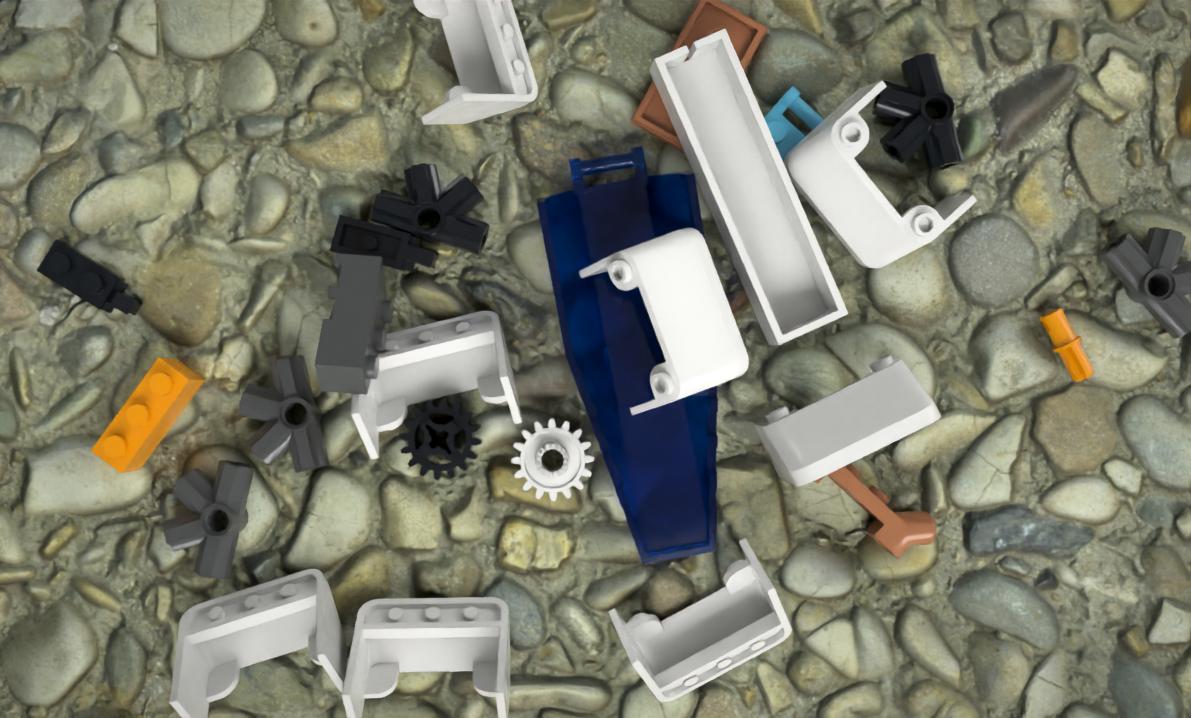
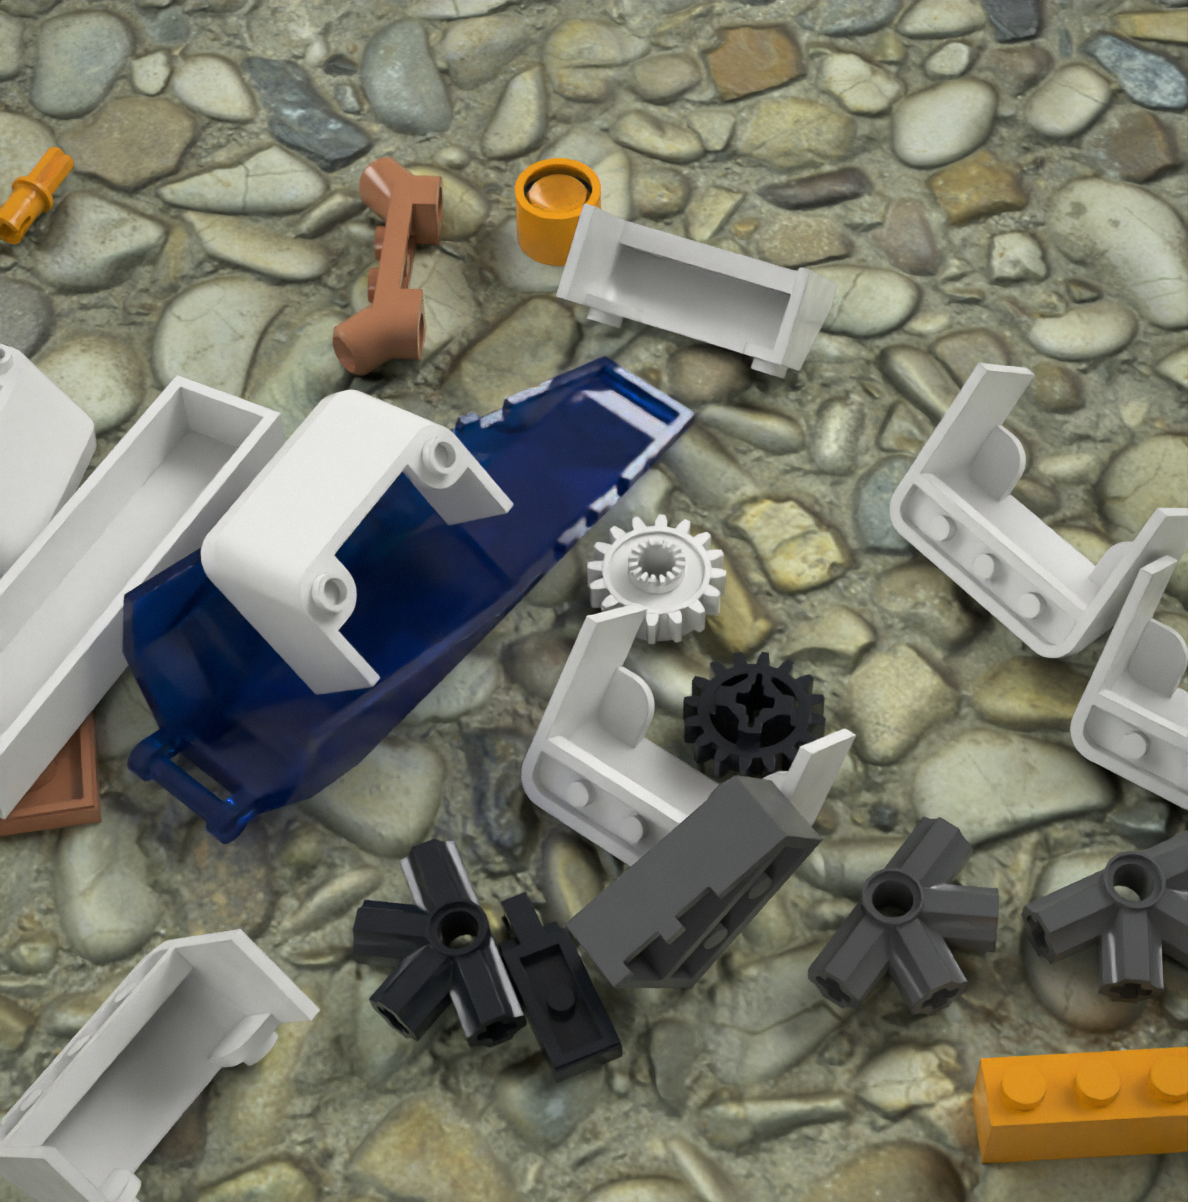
camera: 130 degrees left, 35 degrees down
(826, 602) = (550, 205): none -> light orange piece
(847, 423) = (332, 268): white windscreen -> none

